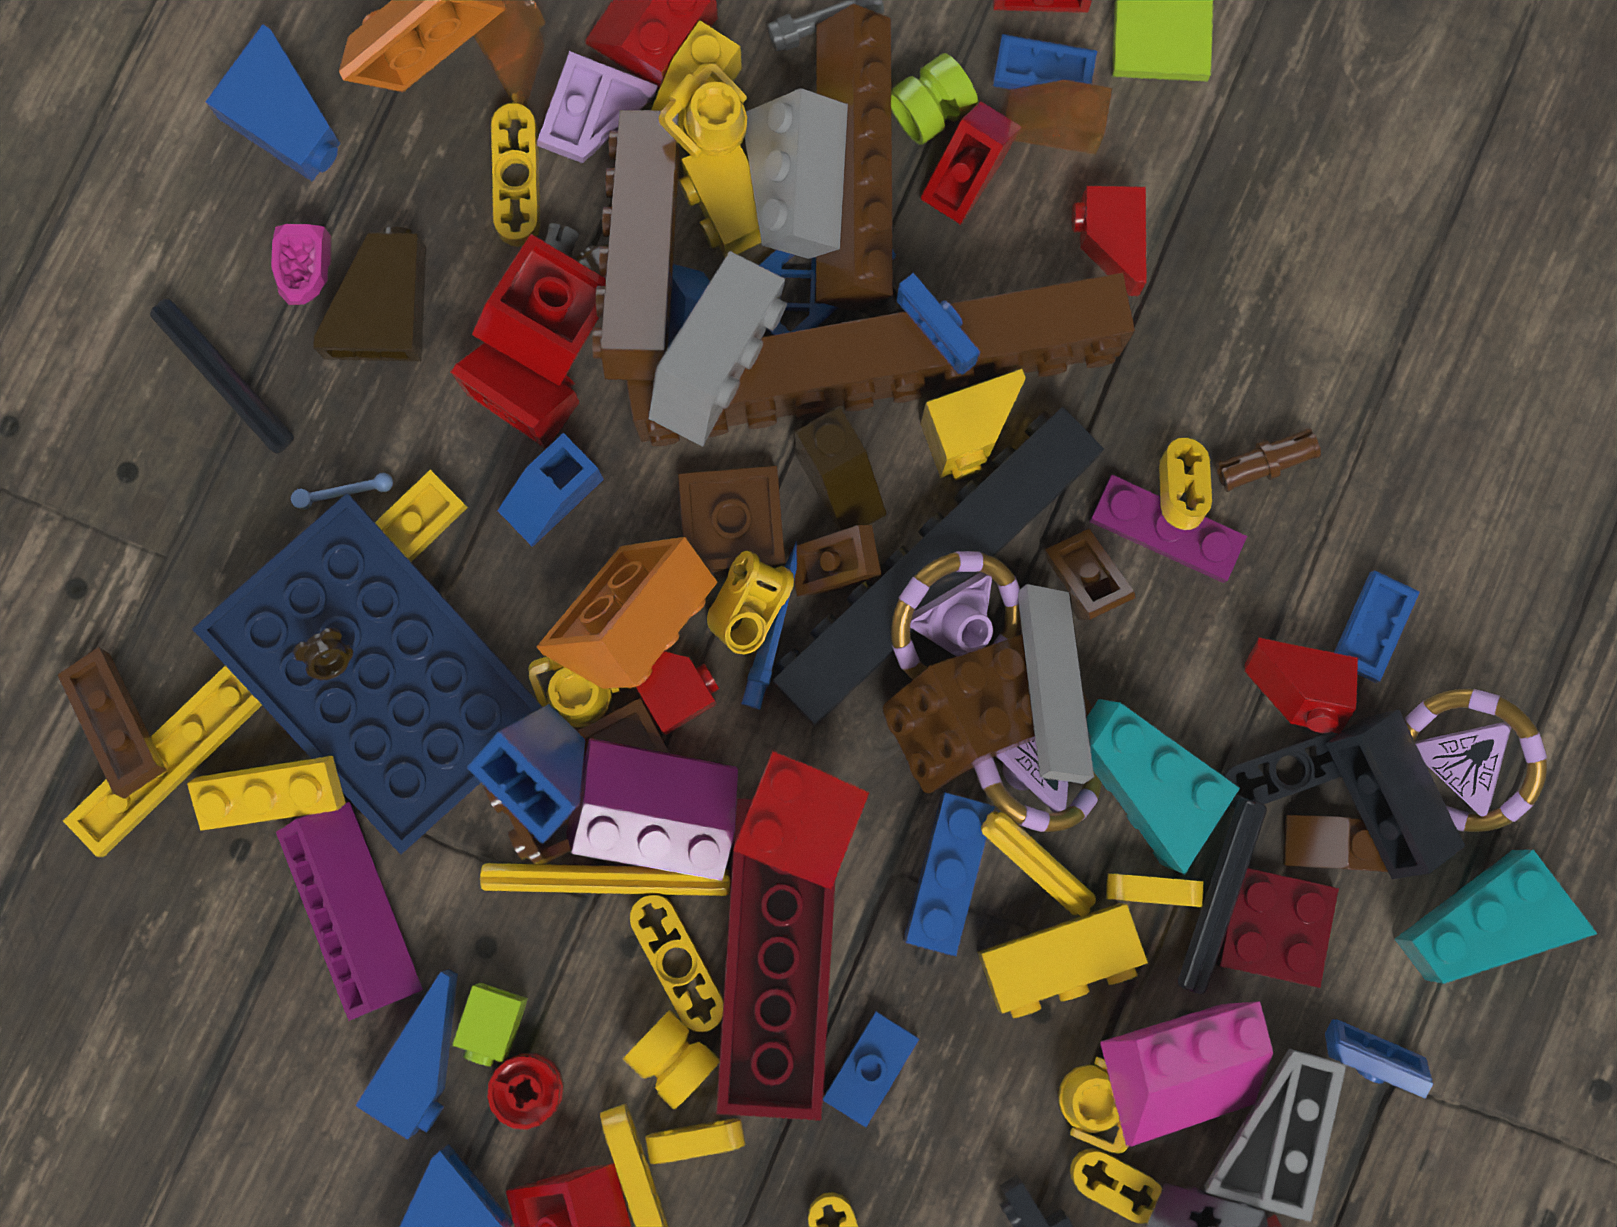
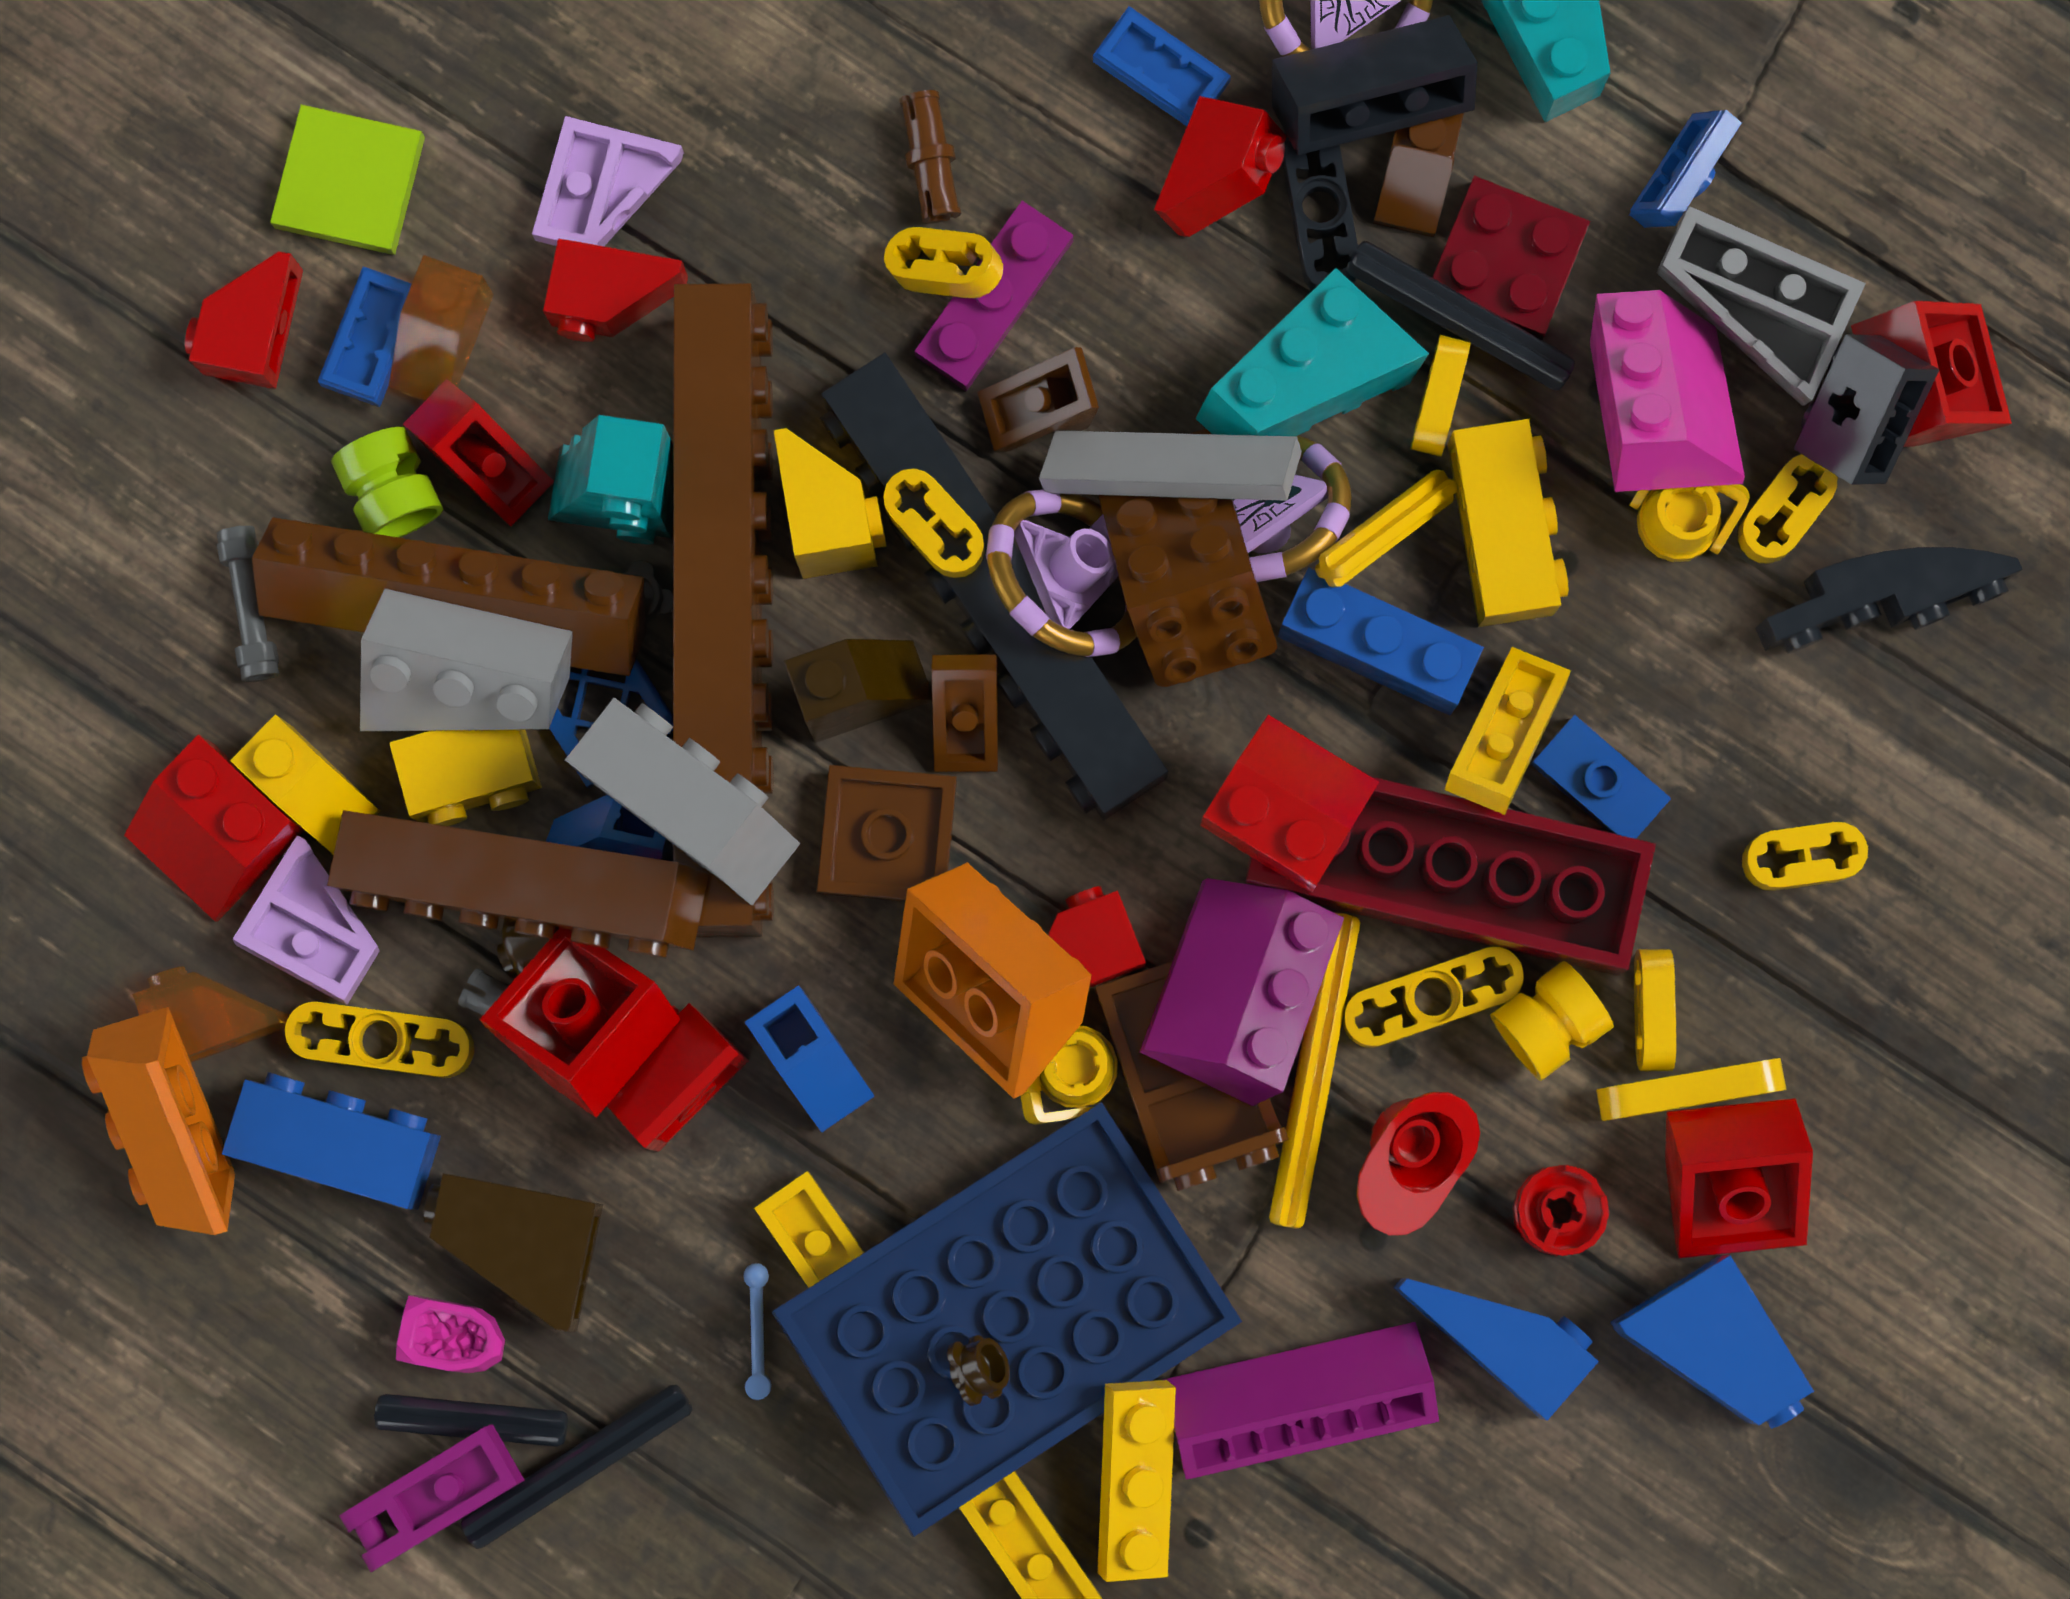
camera: 75 degrees left, 0 degrees up
(181, 275) = (433, 1496): none -> magenta plate
(244, 293) = (465, 1418): none -> black axle
(273, 107) = (232, 1339): blue slope -> none
(432, 153) = (332, 1141): none -> blue brick
(489, 1024) = (1472, 1242): lime brick -> none
(535, 770) = (1176, 1114): blue slope -> none
(543, 968) = (1415, 1160): none -> red piece
(714, 115) = (366, 766): yellow piece -> none
(749, 599) = (1002, 831): yellow piece -> none
(760, 673) = (1079, 826): blue bar -> none
(892, 986) = (1507, 730): none -> yellow plate
(938, 323) = (701, 520): blue plate -> none
(966, 262) = (617, 479): none -> teal wedge
(966, 500) = (944, 512): none -> yellow beam
(1197, 213) = (599, 181): none -> lavender wing

